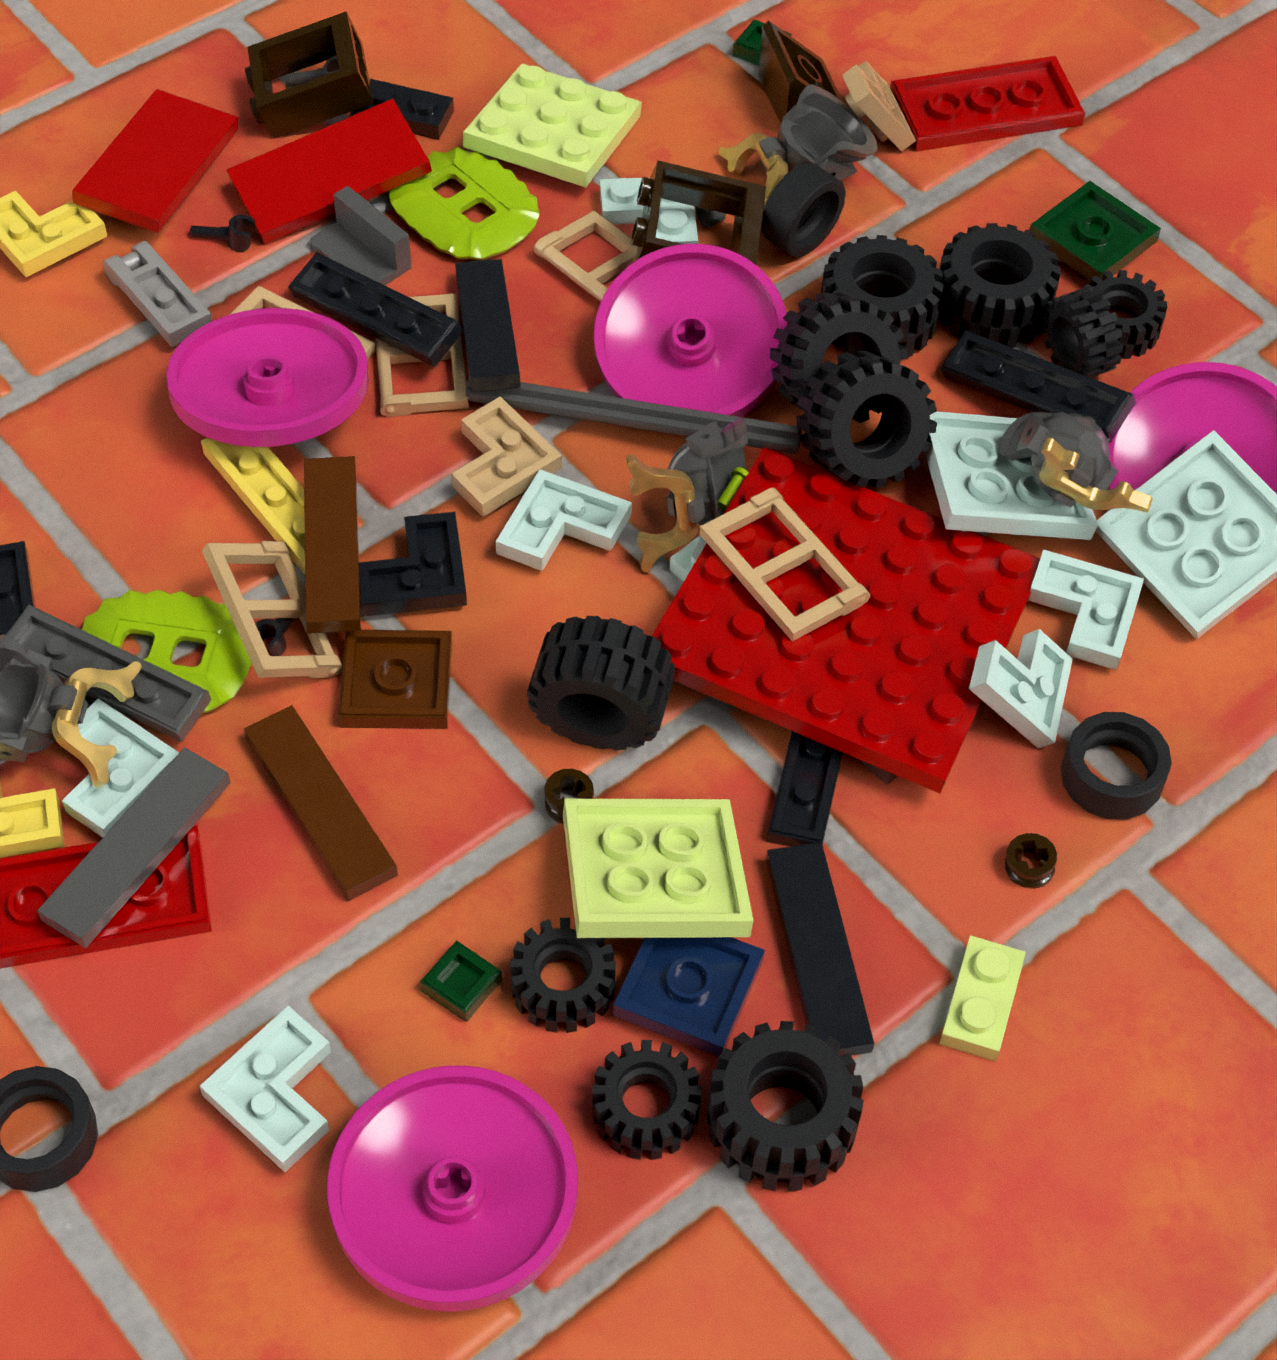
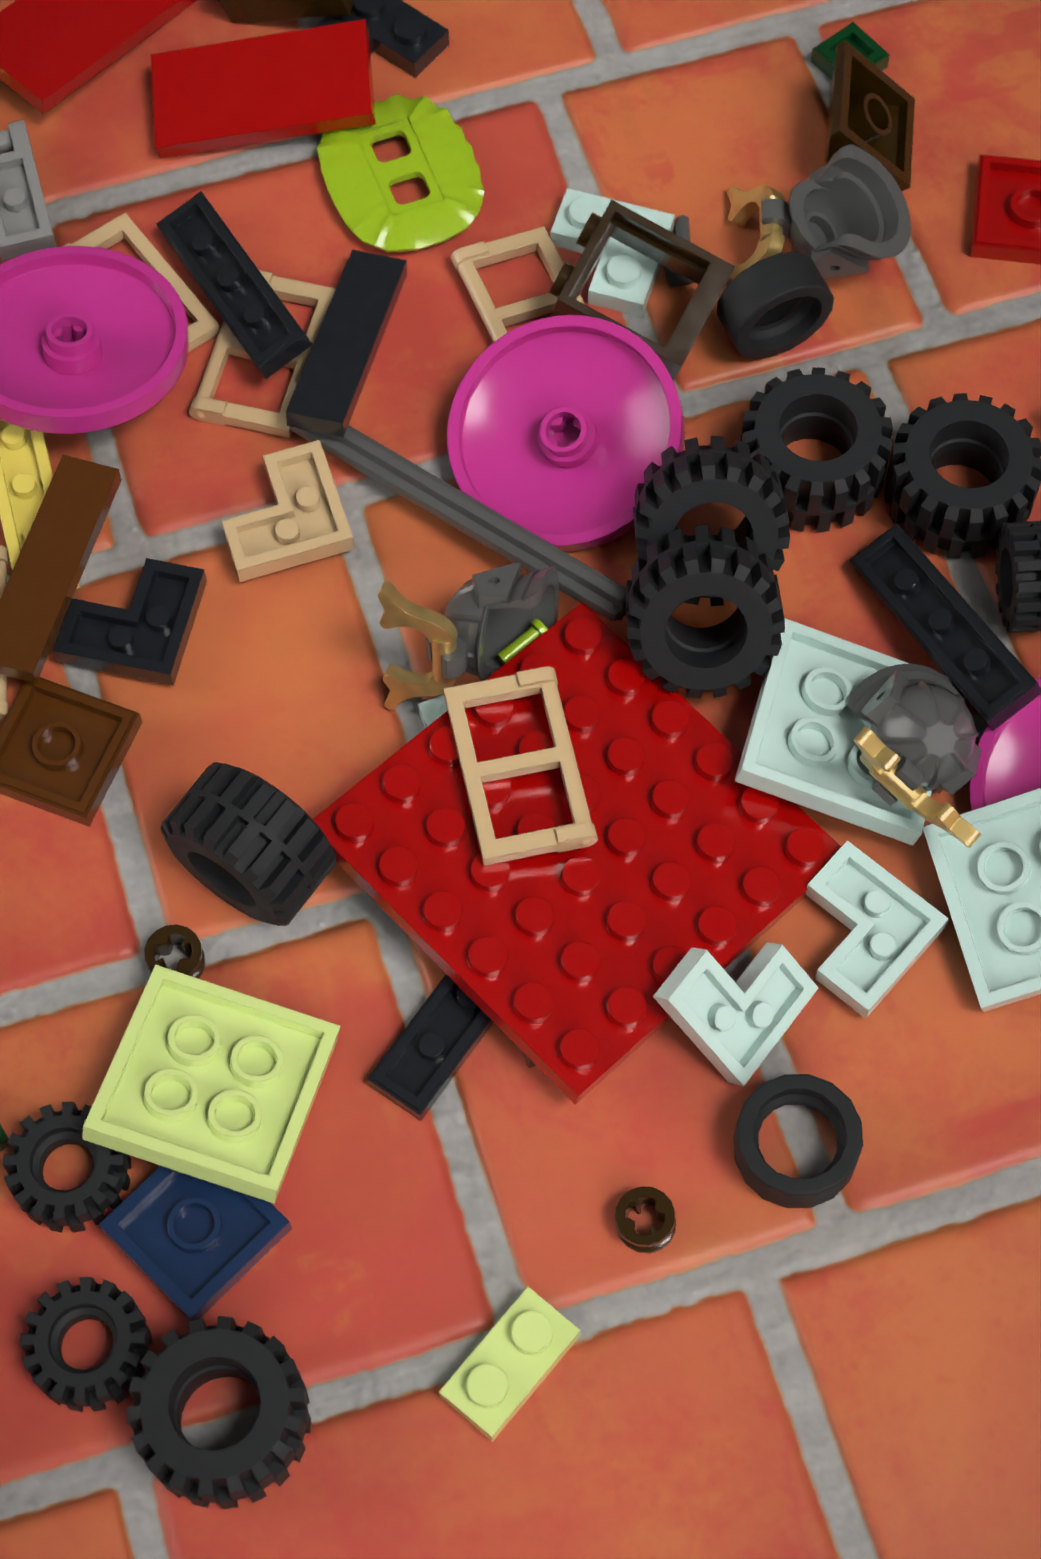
camera: 25 degrees right, 10 degrees up
(237, 234) = (131, 129): black hand -> none
(364, 239) = (260, 195): dark grey panel -> none
(552, 124) = (547, 99): yellowish green plate -> none
(556, 509) = (311, 601): light aqua plate -> none
(819, 946) = (356, 1240): black tile -> none
(873, 97) = (938, 184): tan plate -> none

